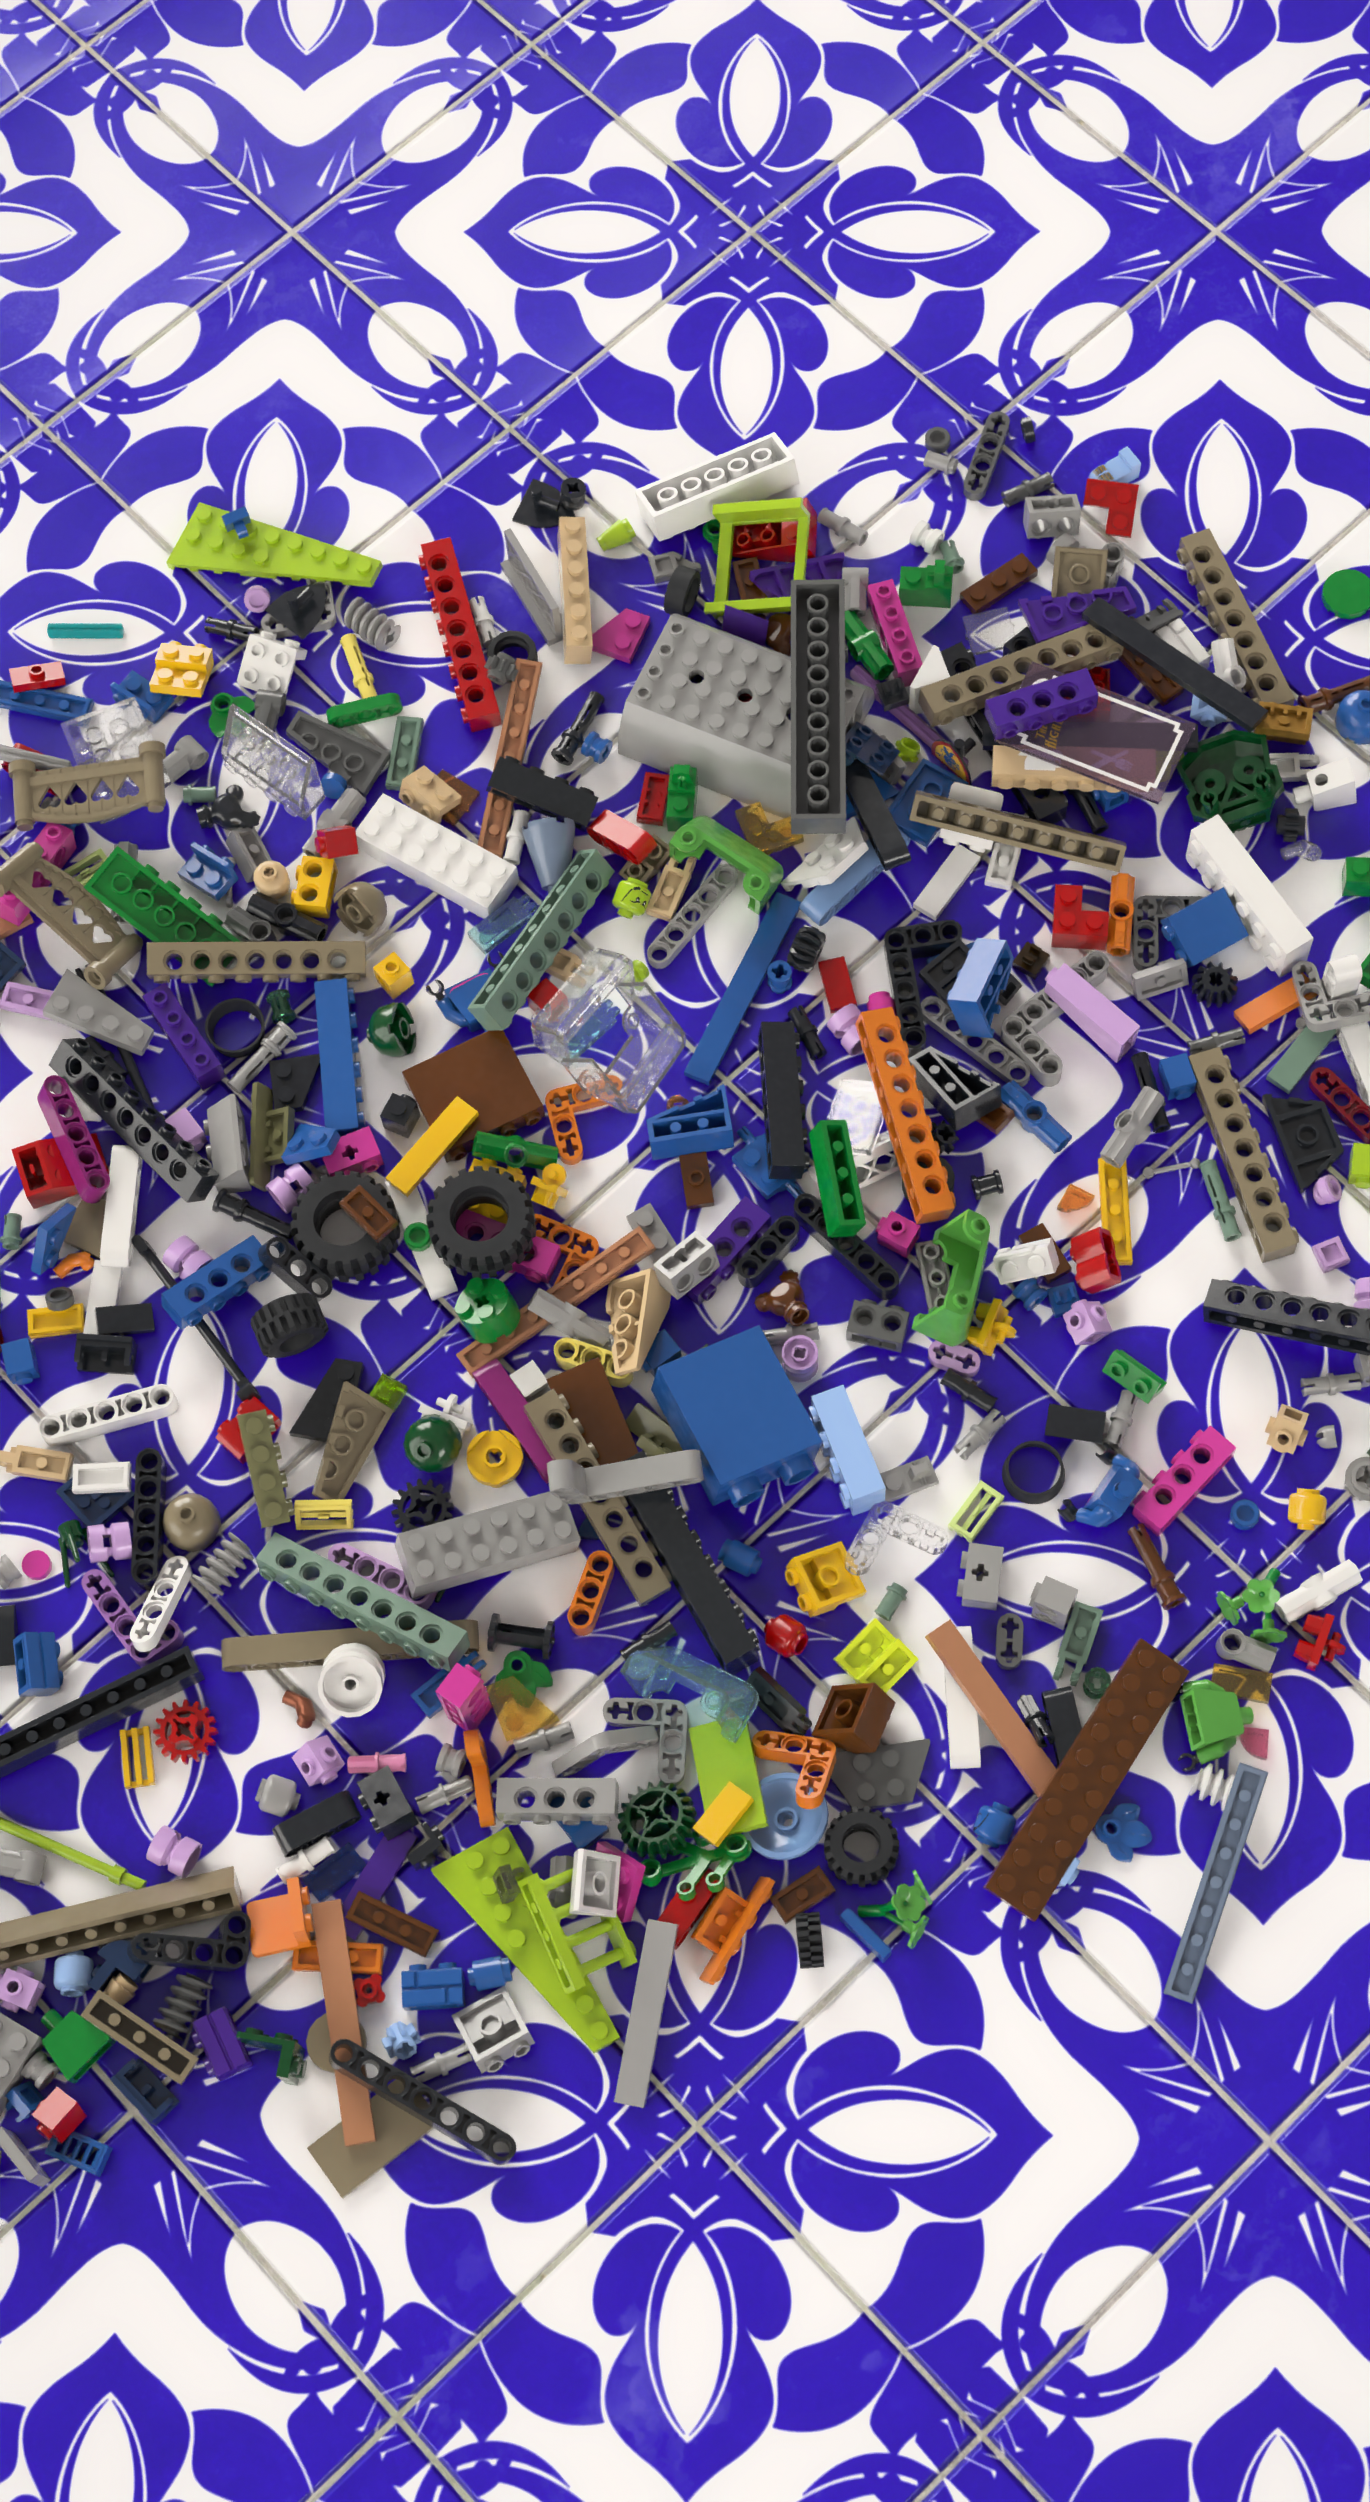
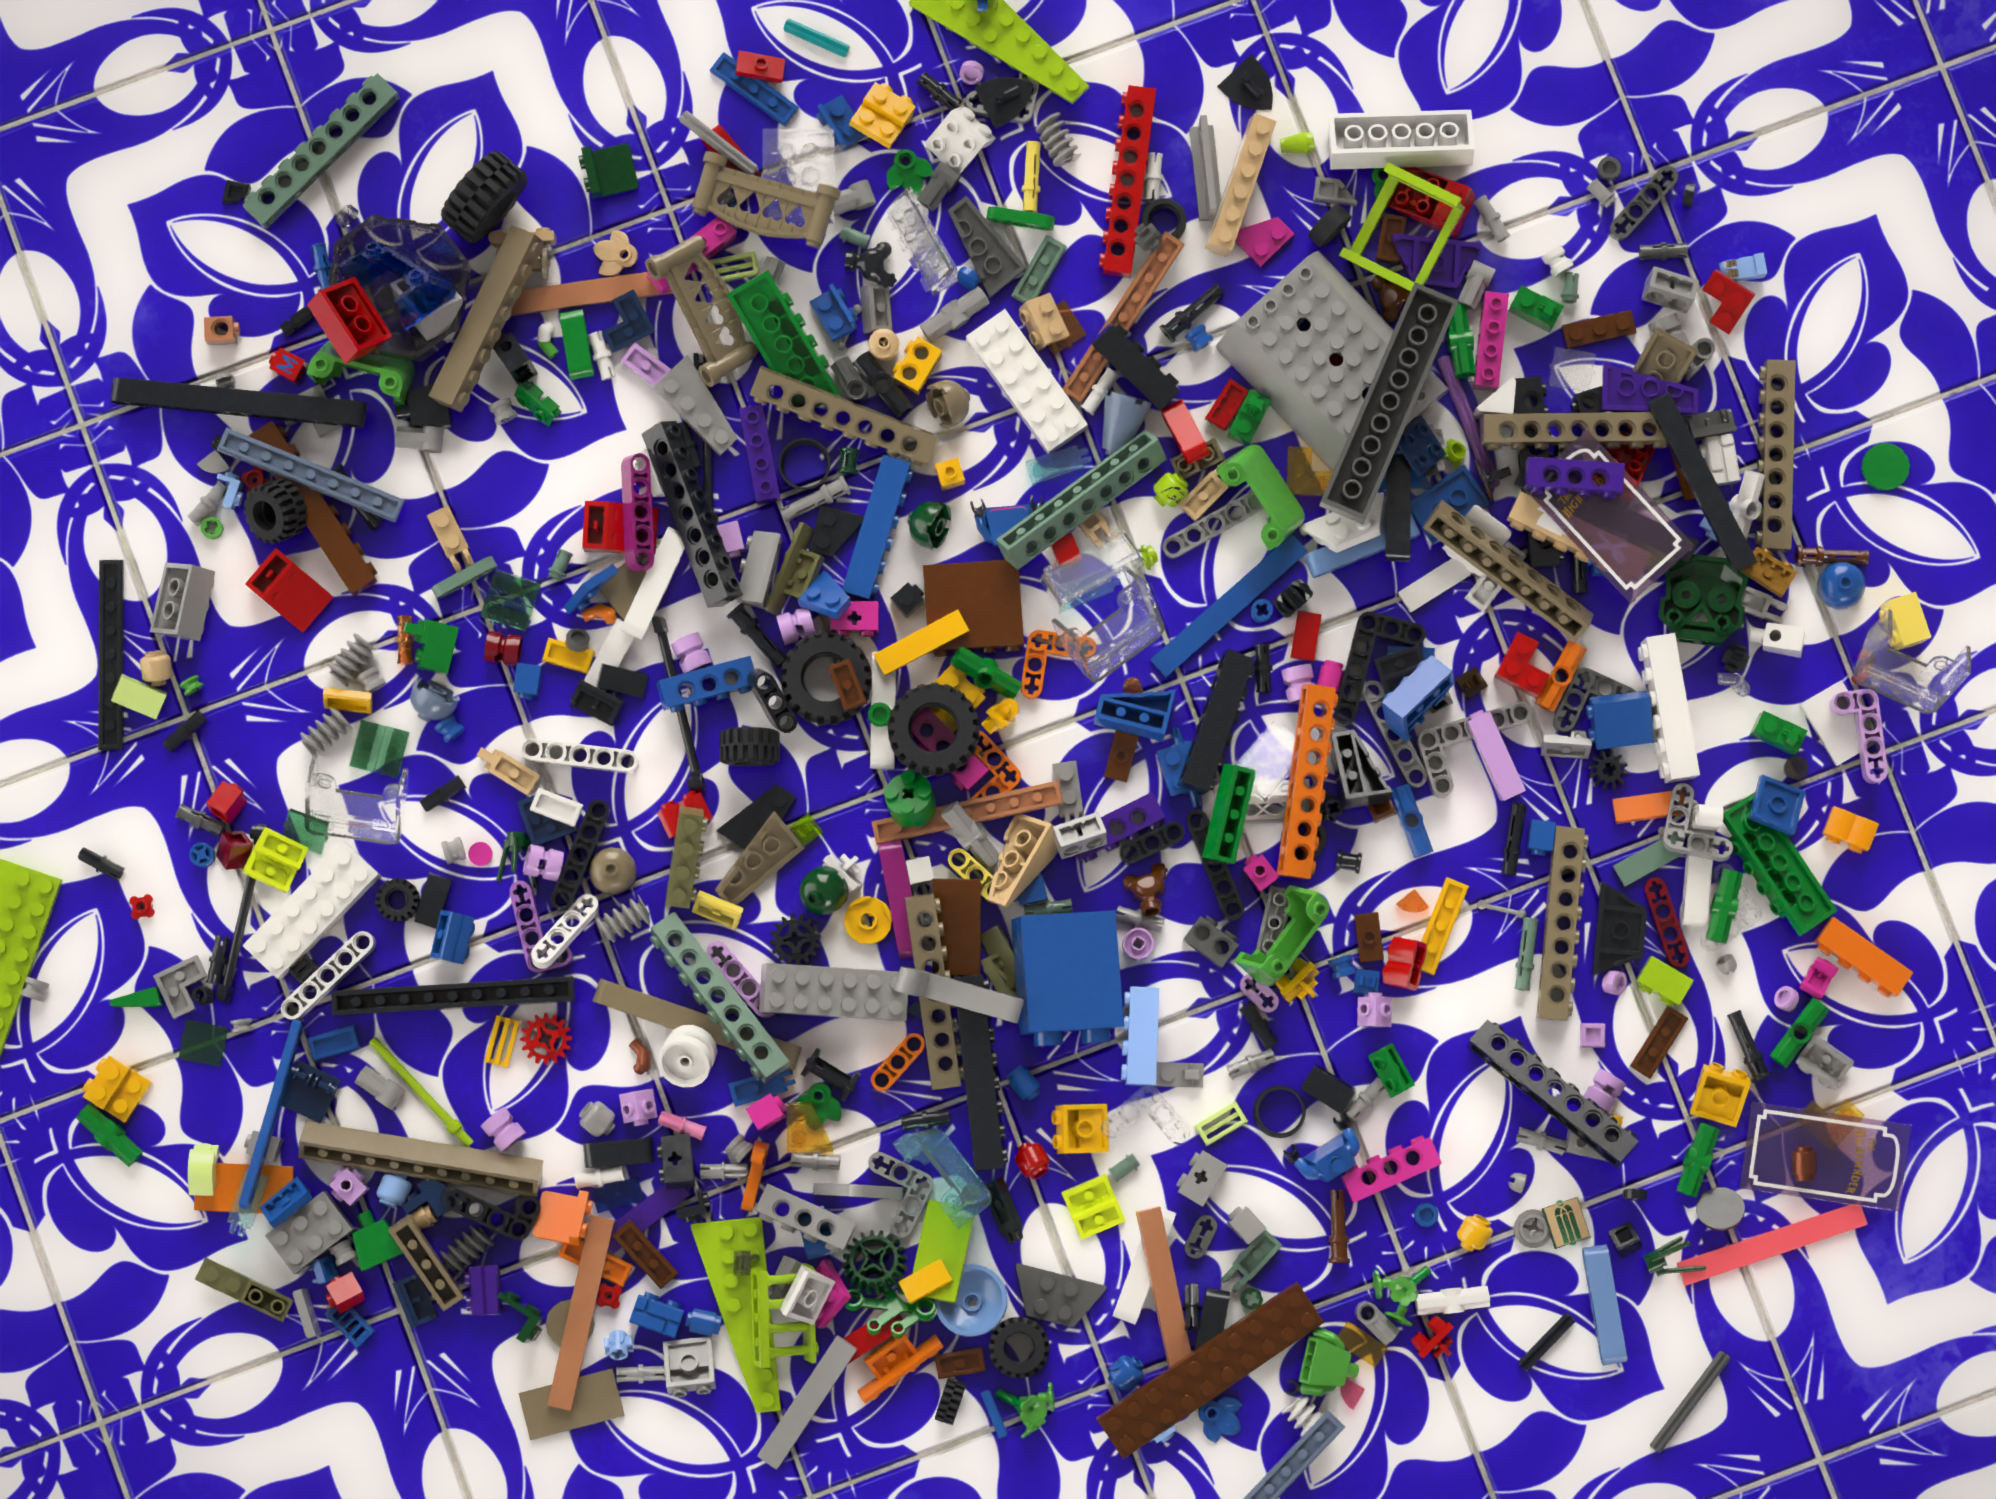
camera: 15 degrees right, 15 degrees up
(336, 842) = (949, 337): red brick -> none
(413, 2088) = (626, 1404): black beam -> none
(576, 499) = (1274, 92): black wheel -> none
(745, 625) = (1366, 285): dark purple sticker -> none
(811, 1761) = (1009, 1269): orange beam -> none
(855, 1717) = (1056, 1247): reddish brown slope -> none
(892, 694) = (1463, 397): black tile -> none
(1026, 1261) = (1349, 942): white brick -> none
(1132, 1127) = (1483, 866): light grey piece -> none
(1222, 1040) = (1586, 819): dark grey pin -> none
(1287, 1429) = (1488, 1164): tan brick -> none

